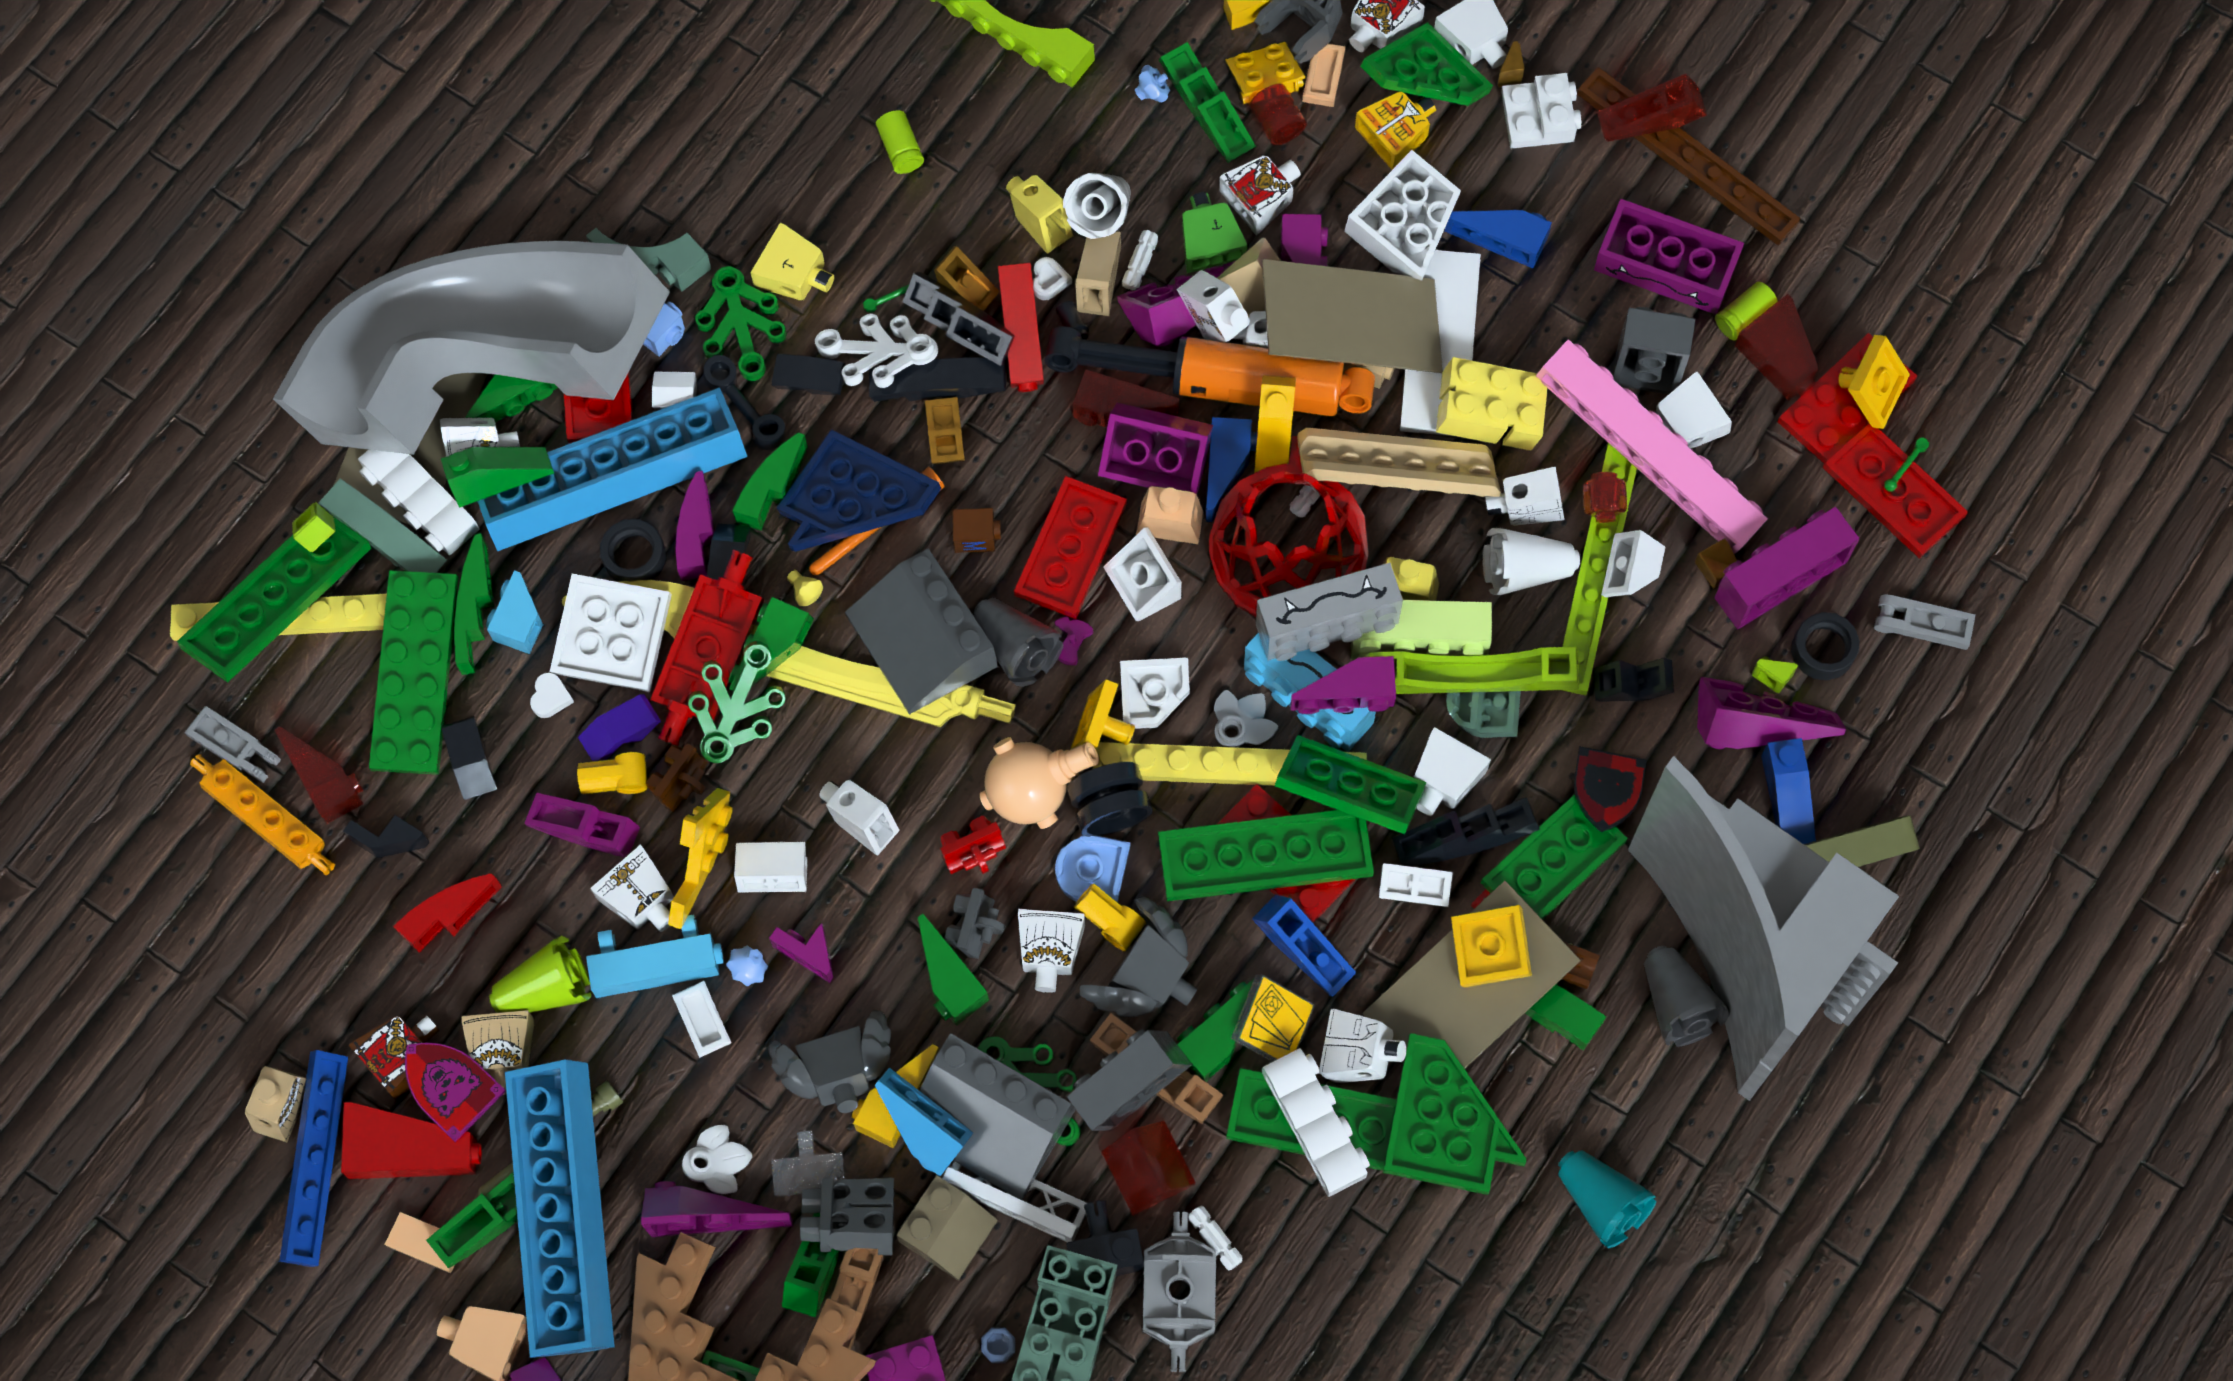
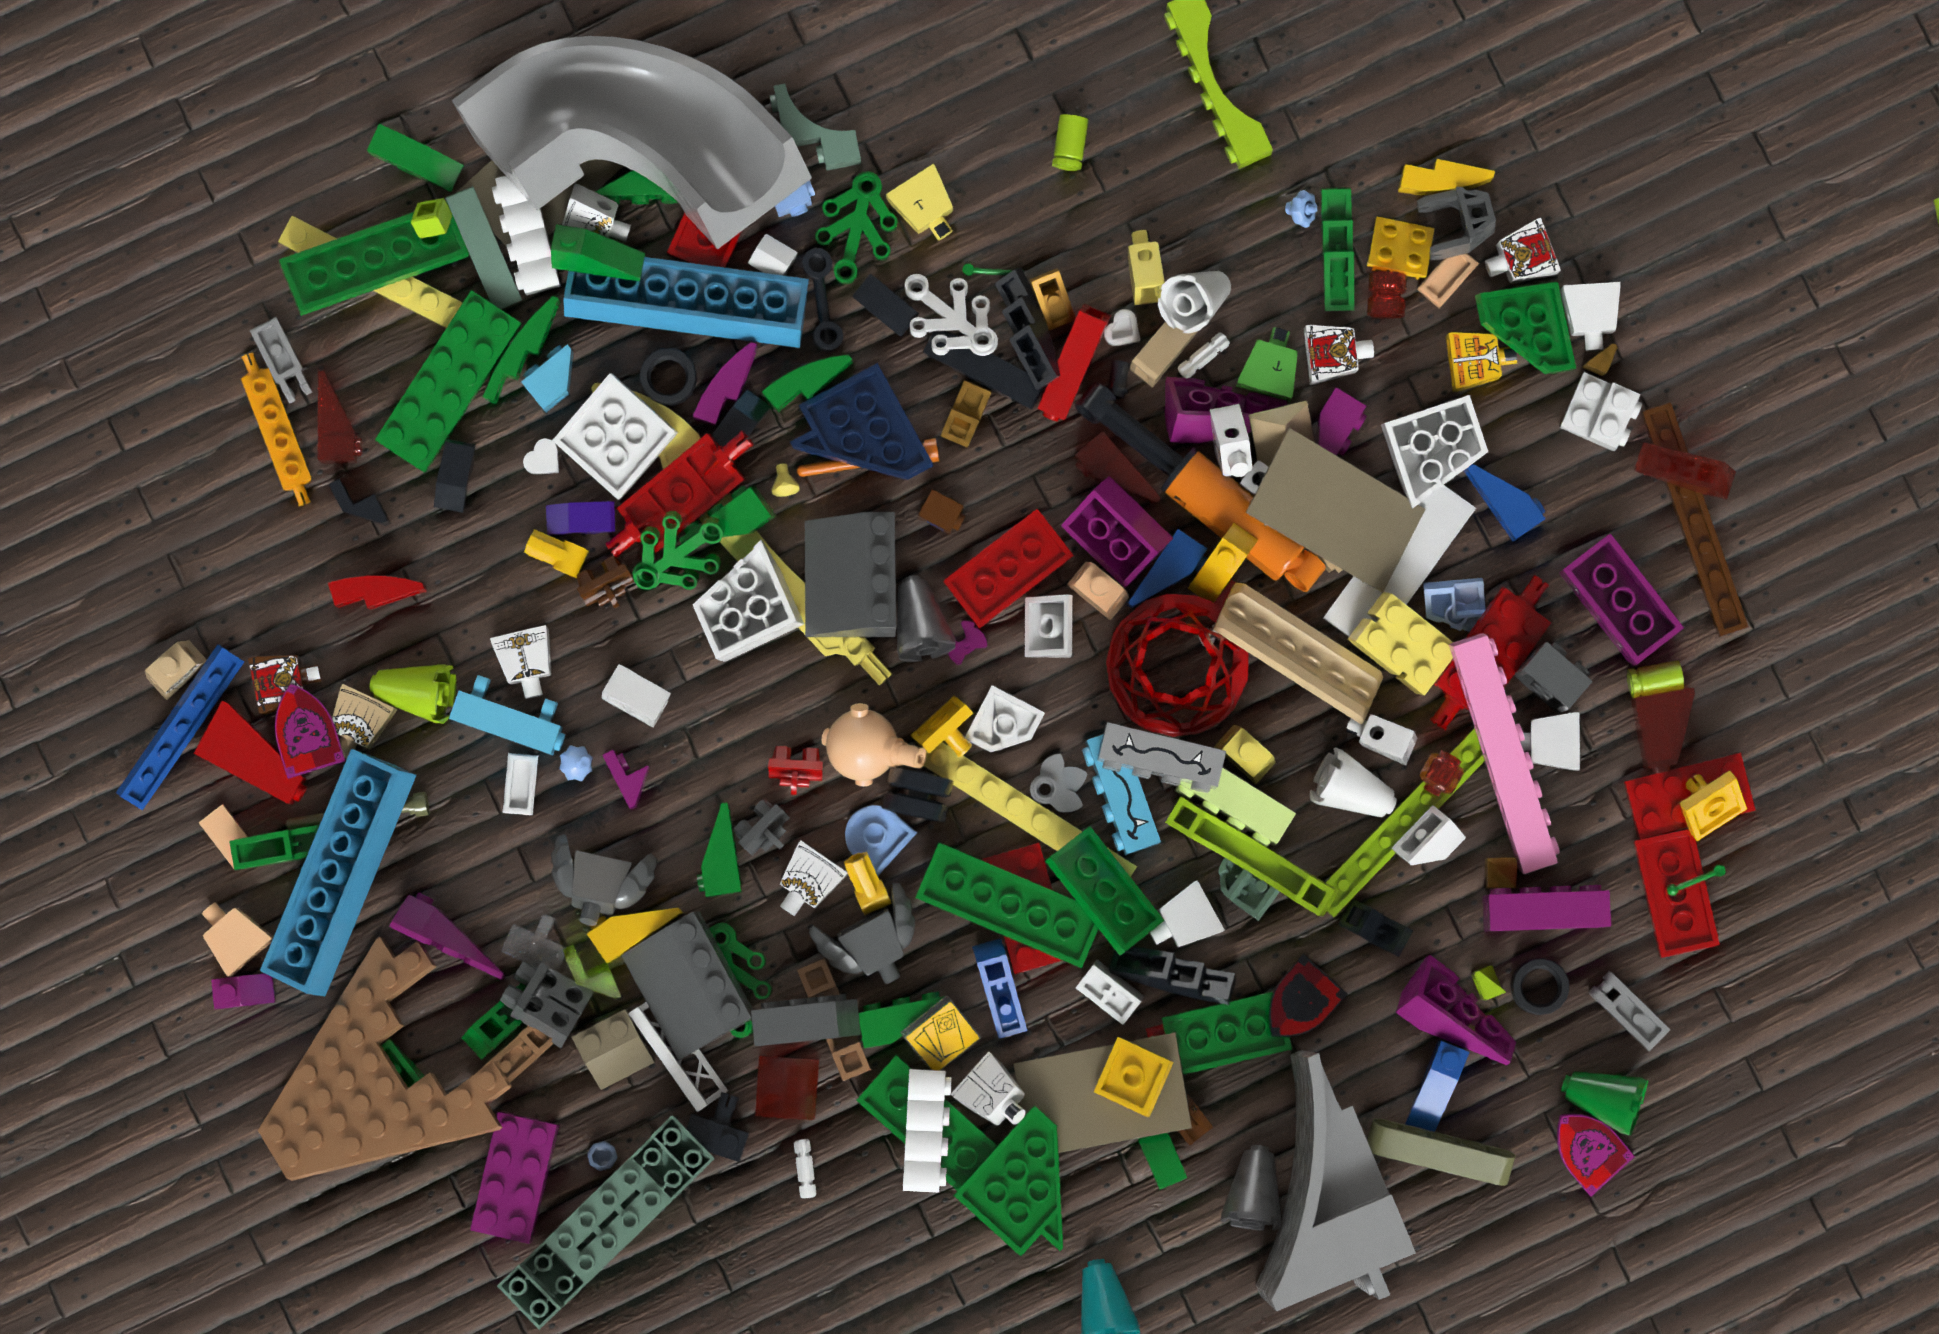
camera: 25 degrees right, 15 degrees up
(266, 486) = (414, 158): none -> green slope
(582, 824) = (512, 579): magenta slope -> none
(706, 839) = (585, 661): yellow wing -> none
(721, 1158) = (477, 899): white plate -> none
(835, 716) = (747, 606): none -> white wedge
(860, 814) = (725, 702): white torso -> none
(892, 1162) = (597, 978): none -> clear neon green slope
(926, 1128) = (636, 968): dark azure slope -> none
(1174, 1320) = (762, 1168): light grey plate -> none
(1359, 684) = (1154, 823): magenta slope -> none
(1518, 346) = (1455, 602): none -> light blue slope
(1597, 335) = (1515, 629): none -> red plate
(1960, 709) = (1607, 1097): none -> green cone
(1977, 770) = (1590, 1150): none -> shield

